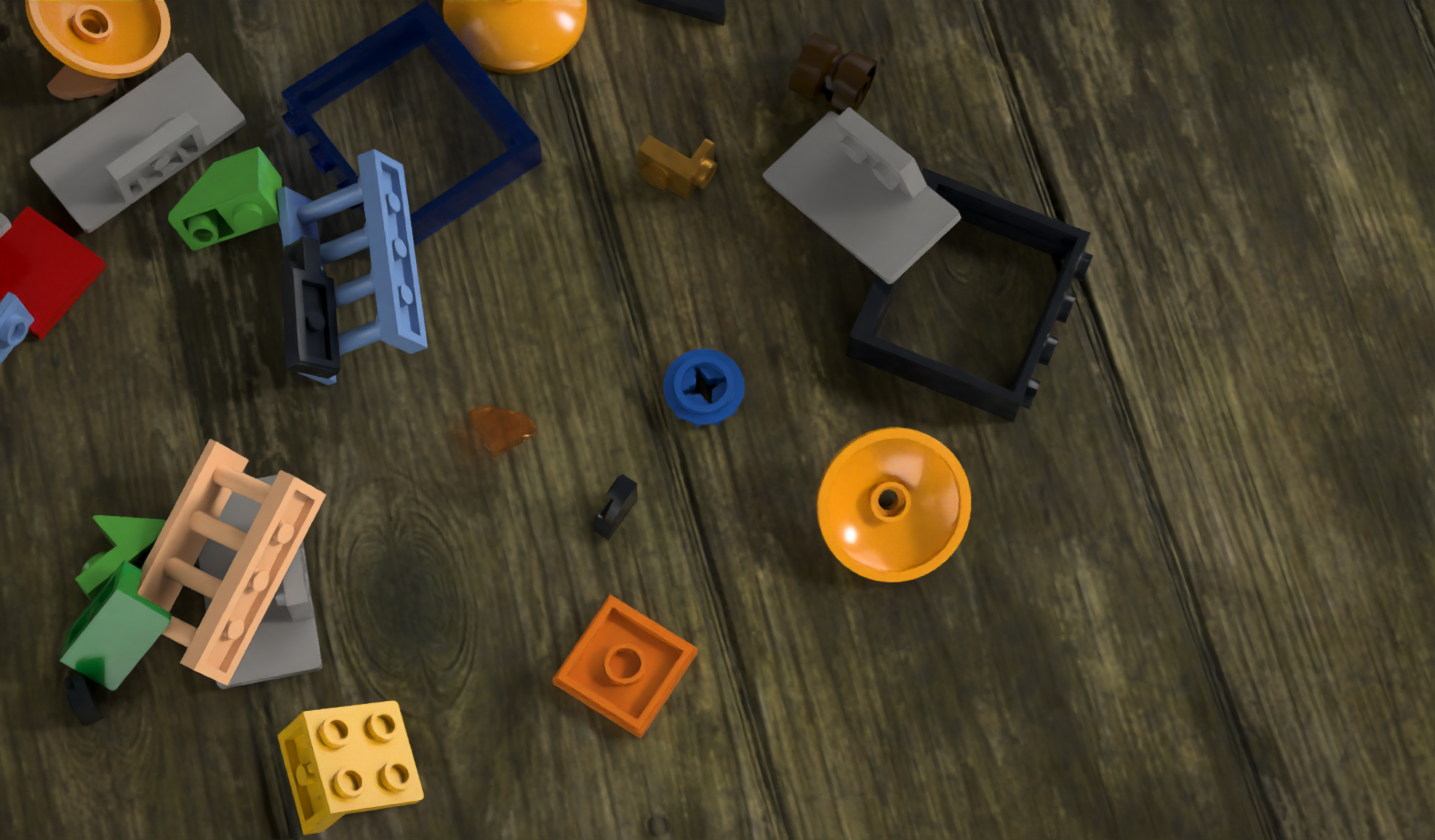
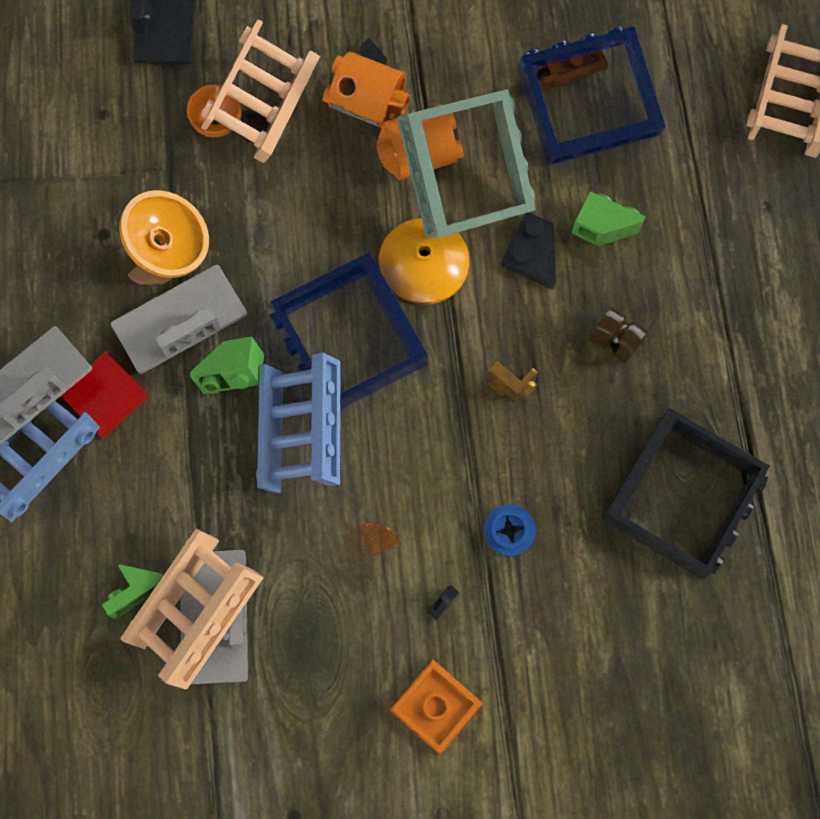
camera: 10 degrees right, 5 degrees up
(82, 699) = (97, 682): black tile -> none
(114, 630) = (121, 640): green panel -> none
(309, 311) = (268, 450): black hinge -> none
(348, 762) = (256, 747): yellow bracket -> none
(863, 193) = (627, 420): light grey bracket -> none
(920, 524) = (625, 646): light orange dish -> none

